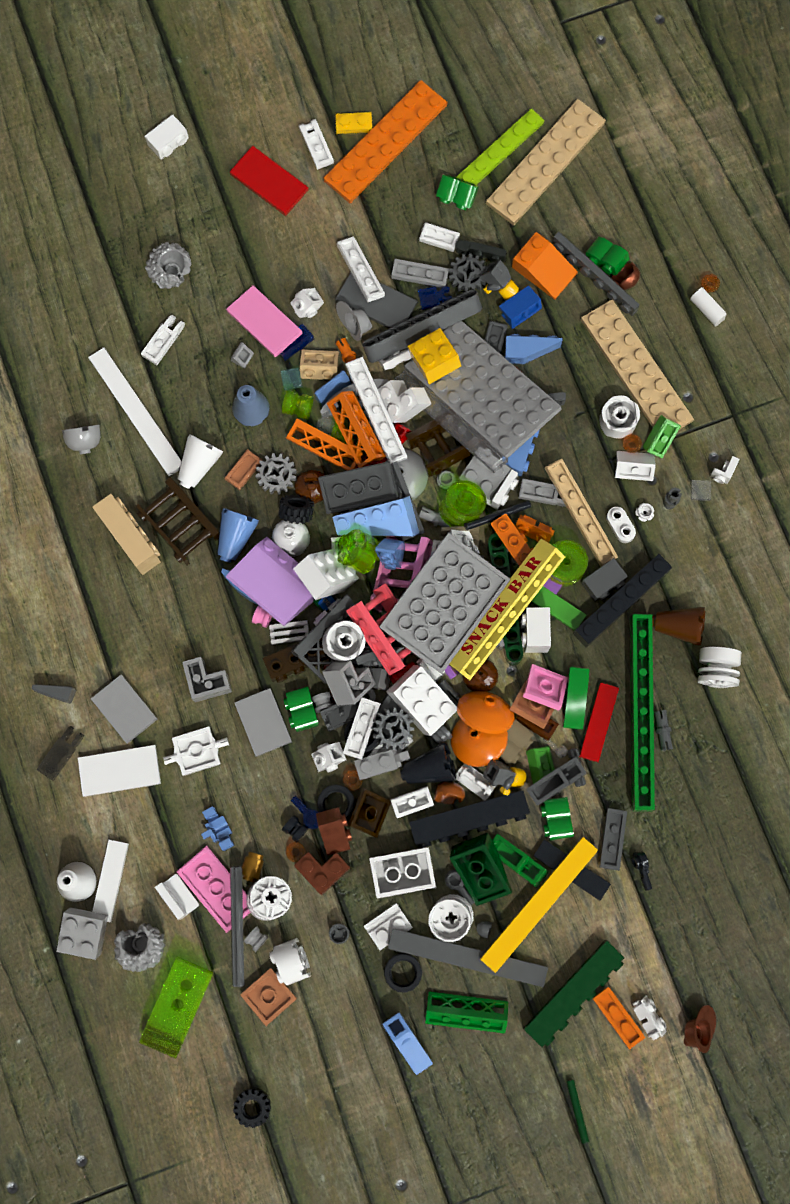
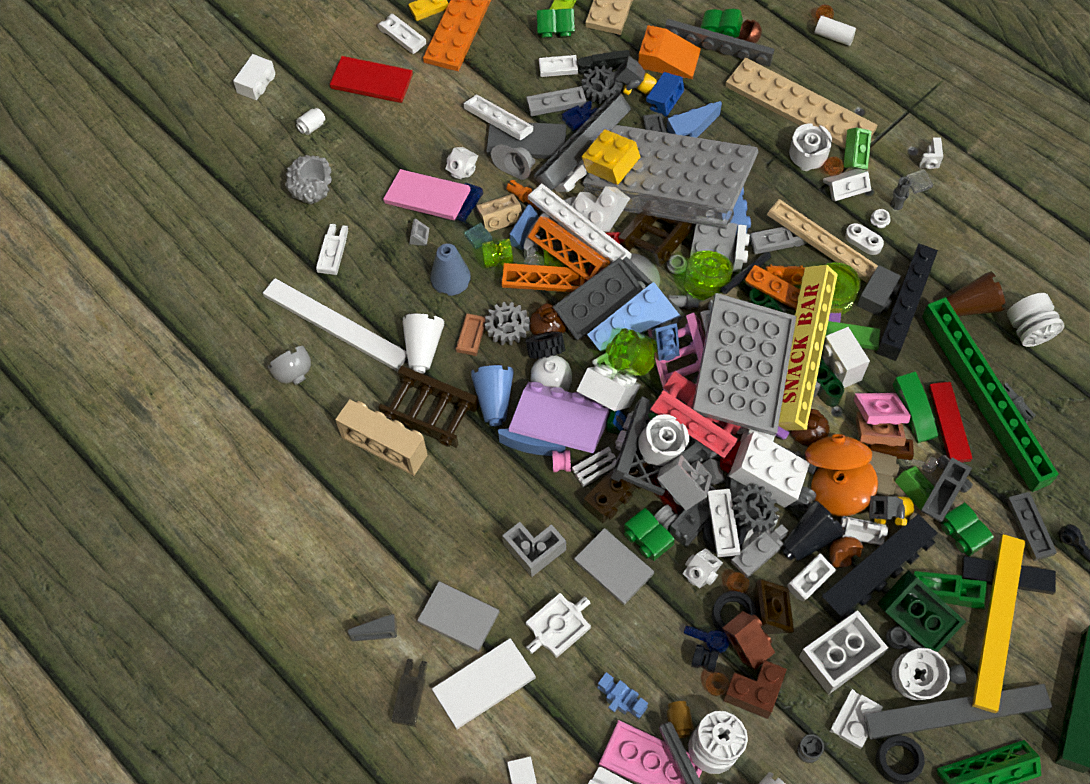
camera: 25 degrees left, 15 degrees down
(196, 203) = (310, 121): none -> white brick

